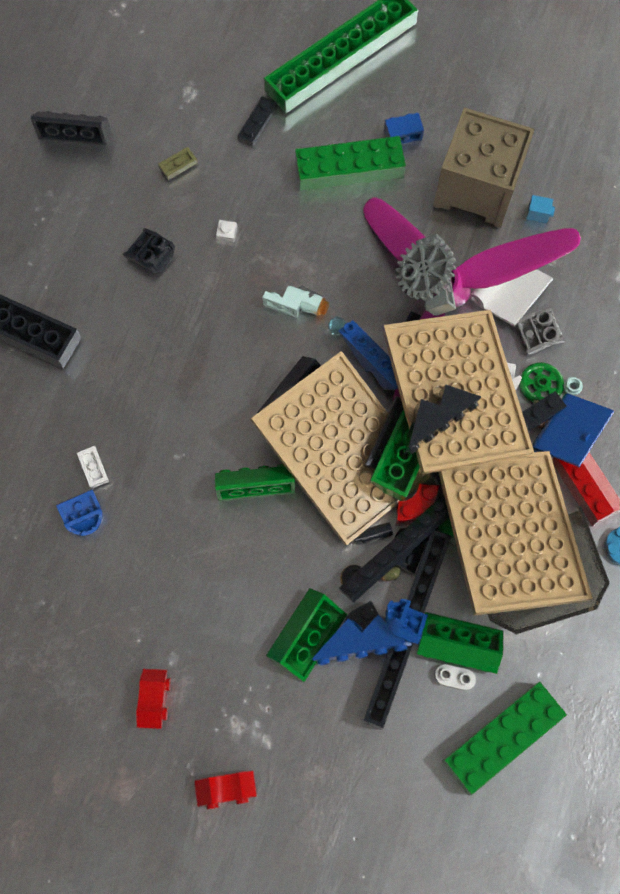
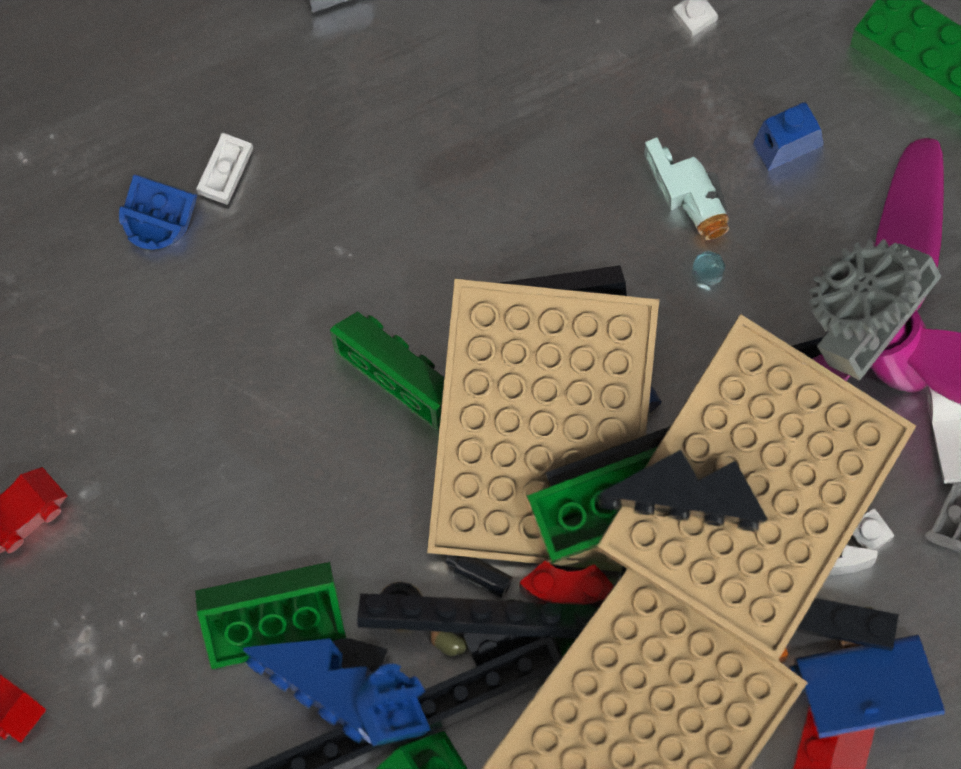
camera: 50 degrees right, 0 degrees up
(318, 241) = (792, 134): none -> blue torso
(369, 354) = (706, 325): blue slope -> none
(537, 368) = (919, 569): green plate -> none
(573, 381) = (949, 628): light aqua plate -> none

